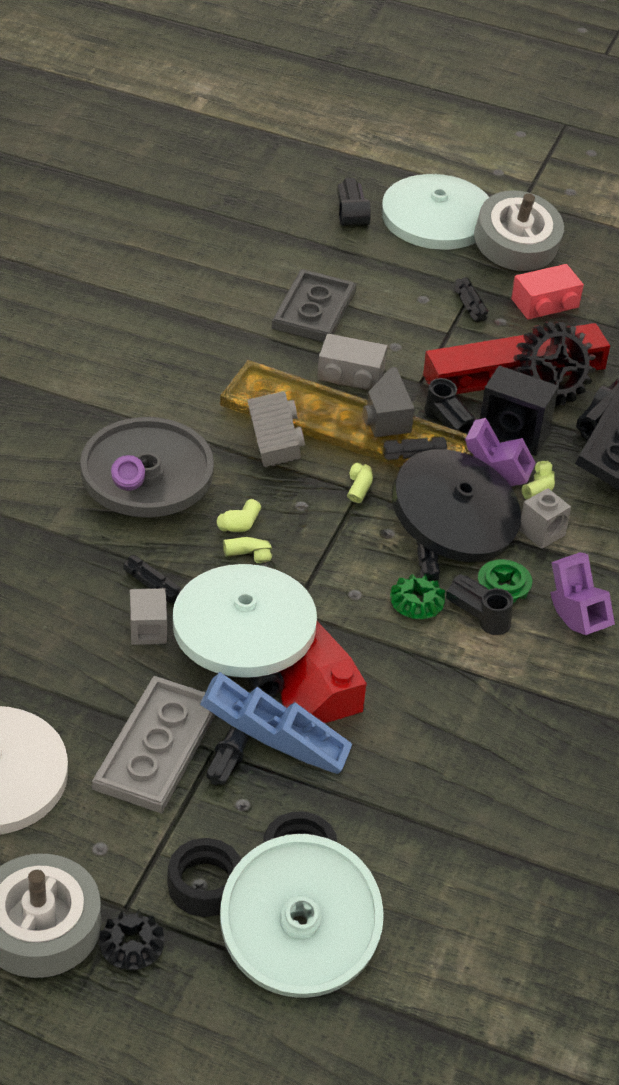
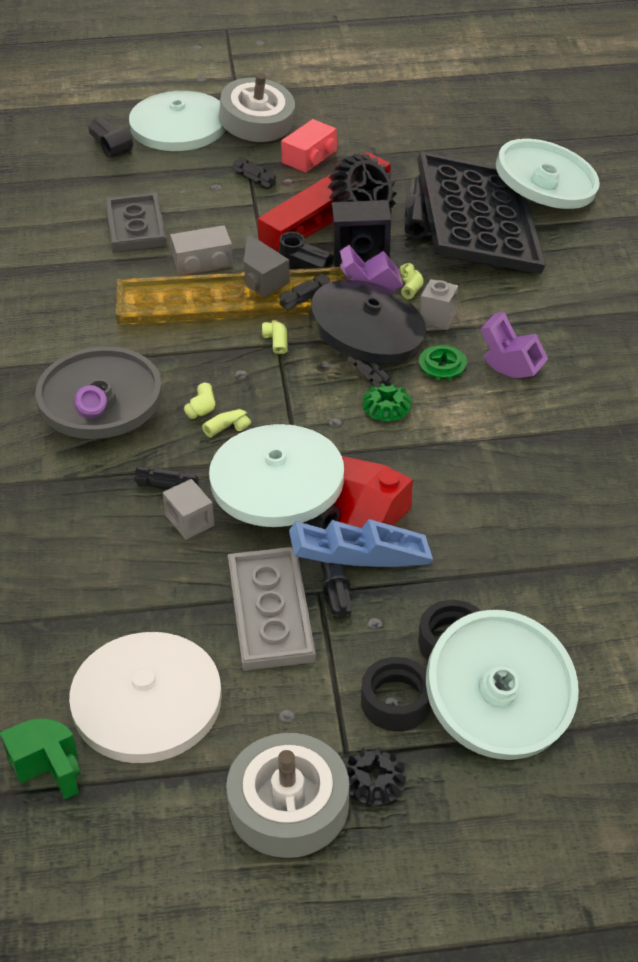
camera: 25 degrees left, 0 degrees up
(274, 428) = (182, 320): light grey brick -> none
(490, 606) = (452, 385): black piece -> none

